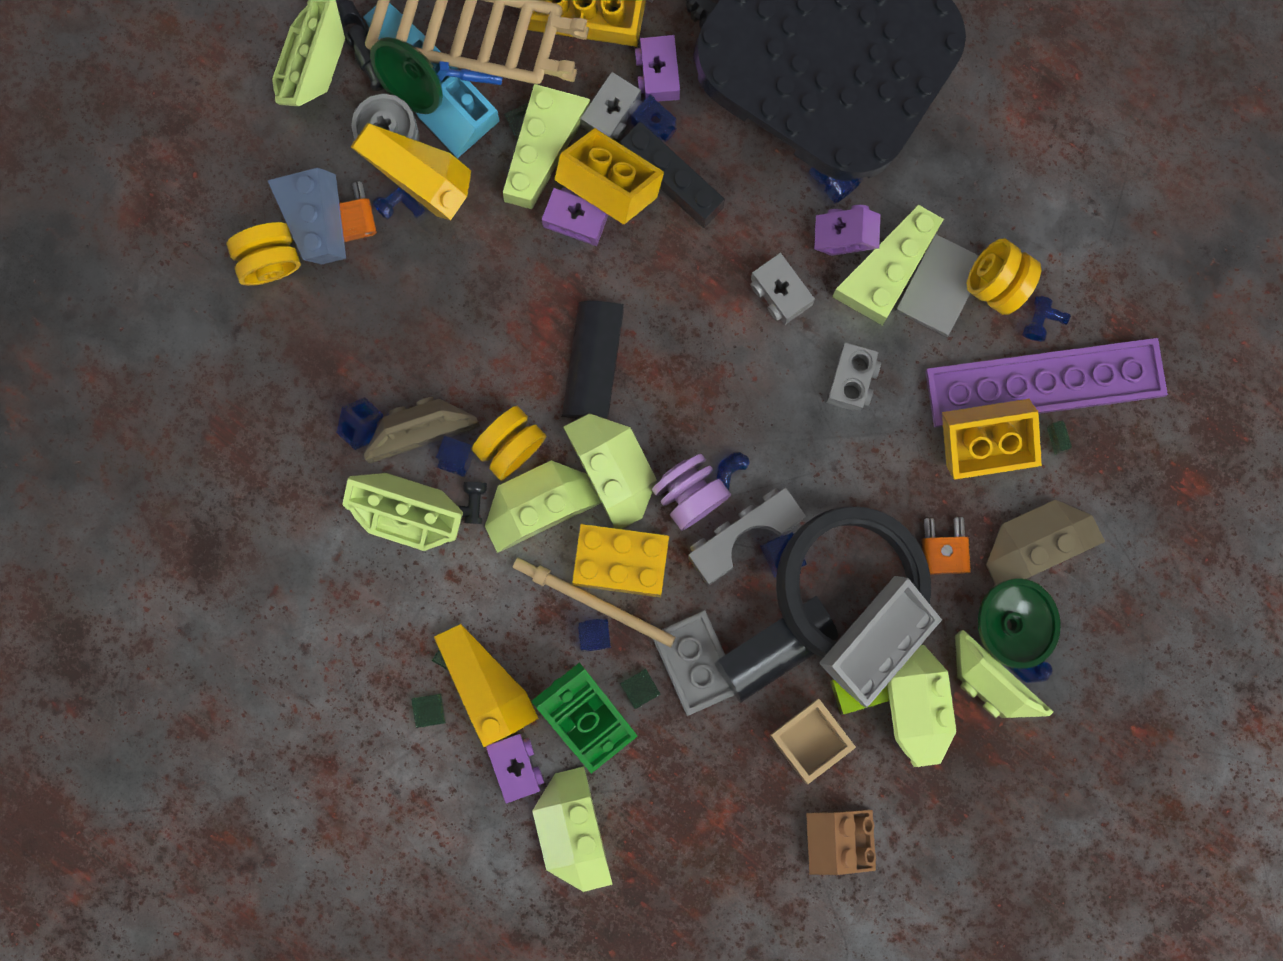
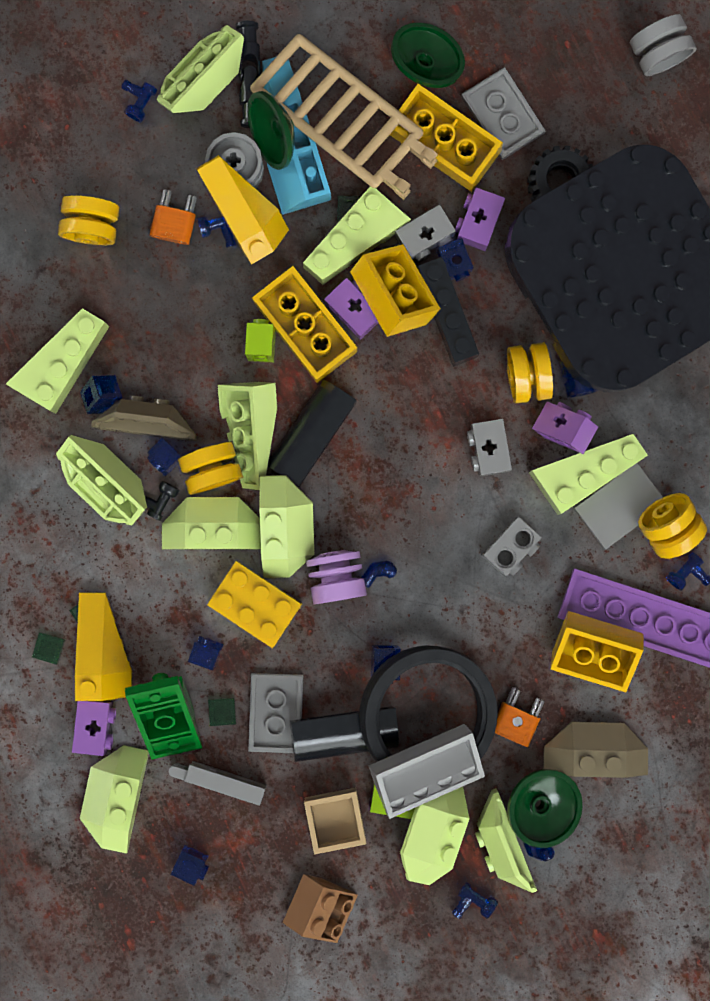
camera: 25 degrees right, 5 degrees up
(258, 126) = (144, 94): none -> clear blue piece
(301, 413) = (59, 363): none -> yellowish green wedge
(312, 213) = (142, 206): sand blue wedge -> none
(466, 75) = (301, 139): blue piece -> none
(497, 291) = (260, 341): none -> lime brick
(526, 379) = (251, 421): none -> yellowish green wedge
(531, 236) = (307, 308): none -> yellow brick
(542, 576) = (188, 585): tan bar -> none
(674, 760) = (219, 781): none -> light grey hinge
(686, 862) = (190, 866): none -> clear blue brick
(776, 514) = (396, 626): light grey arch -> none
(785, 194) = (529, 372): none -> yellow wheel
(988, 753) = (468, 896): none -> clear blue piece
(1059, 437) = (652, 675): clear green tile -> none

